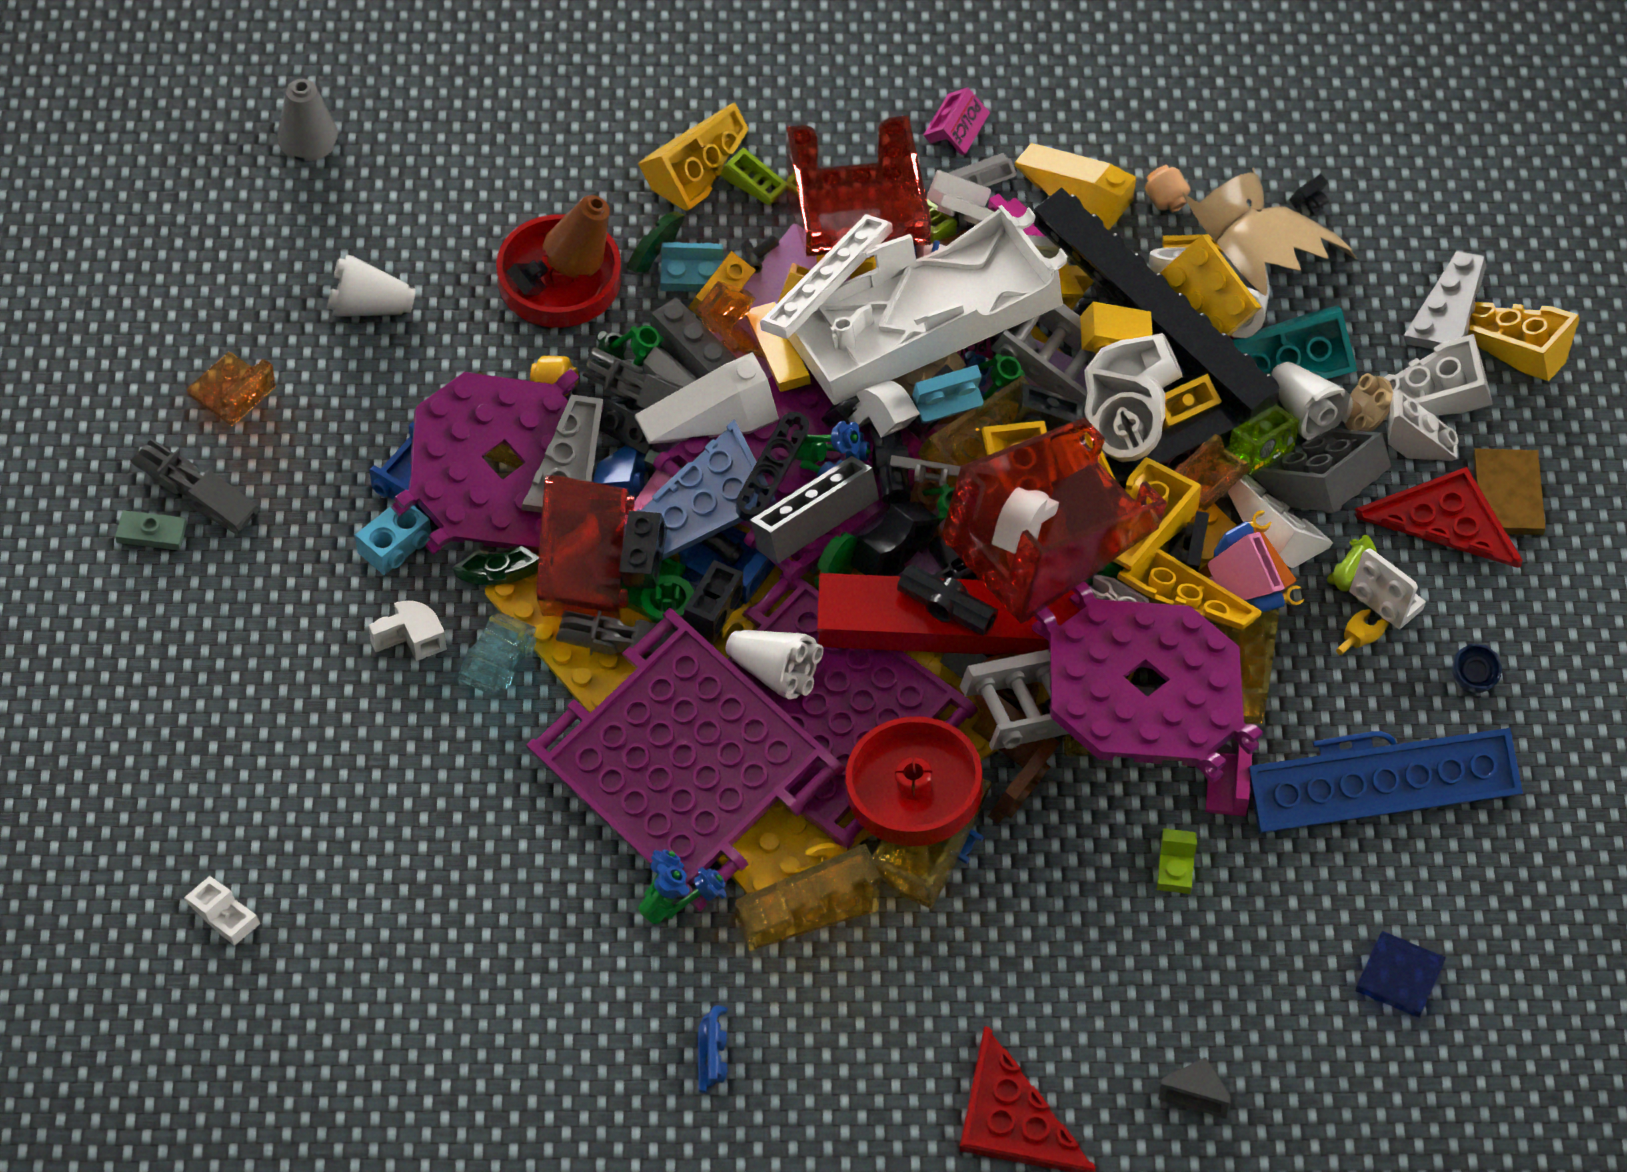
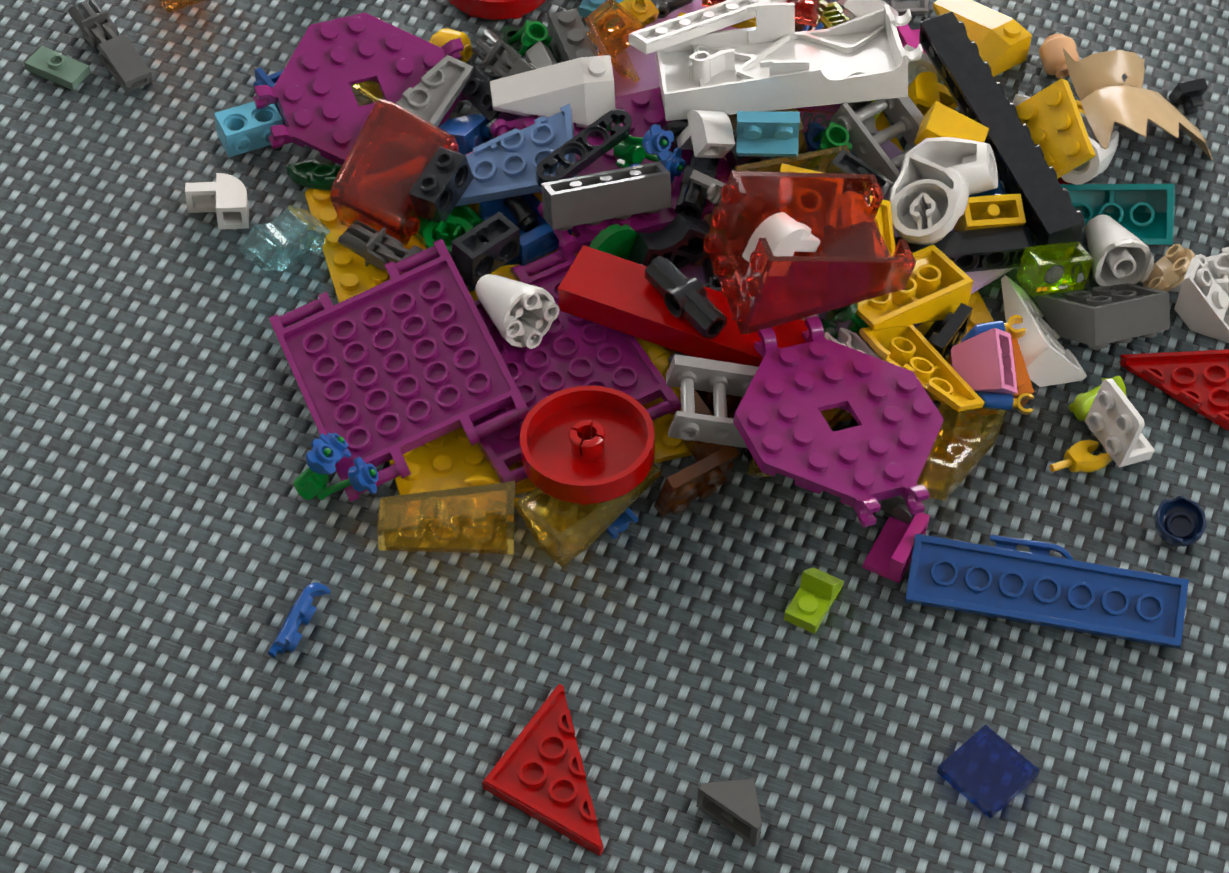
camera: 20 degrees right, 5 degrees down
(778, 352) = (644, 79): yellow tile -> none
(1213, 469) = (993, 277): clear orange bracket -> none

